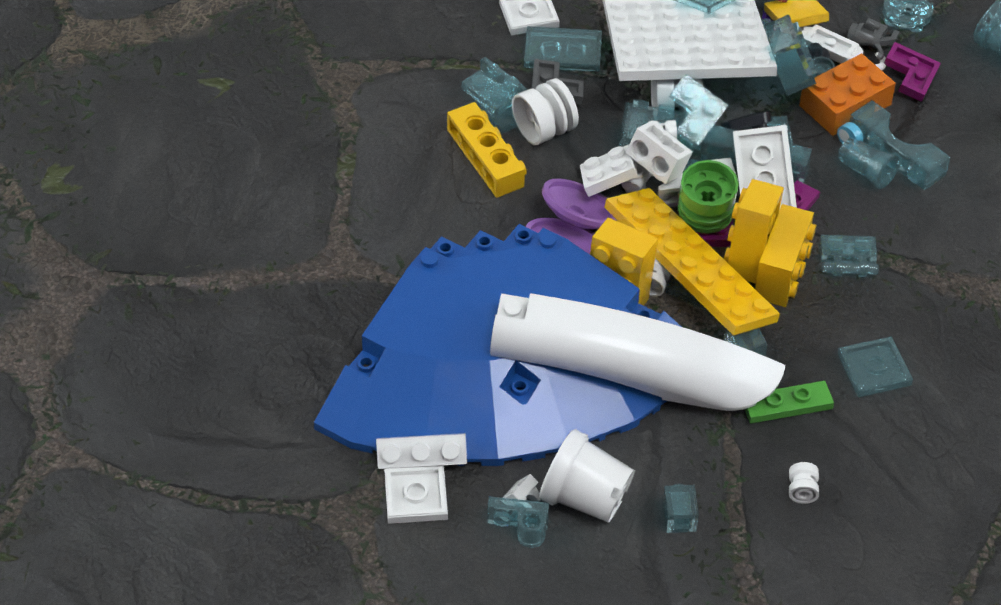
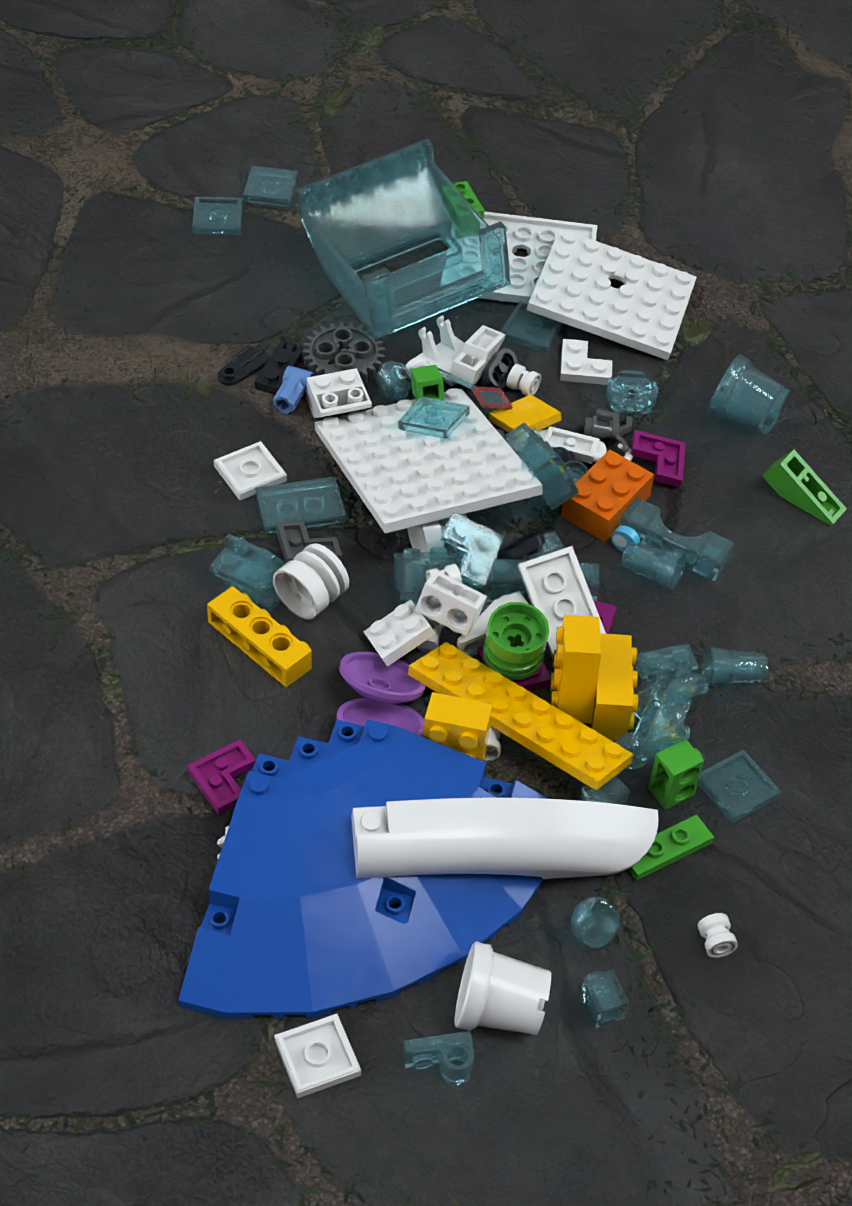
camera: 20 degrees left, 0 degrees up
(406, 248) = (216, 773): none -> magenta plate
(421, 451) = (310, 1004): white plate -> none
(524, 489) = (432, 1021): white tile -> none
(695, 445) = (594, 921): none -> clear light blue hair
(815, 340) = (675, 774): none -> bright green brick
(816, 291) = (661, 718): none -> clear light blue piece
(909, 264) = (733, 666): none -> clear light blue plant

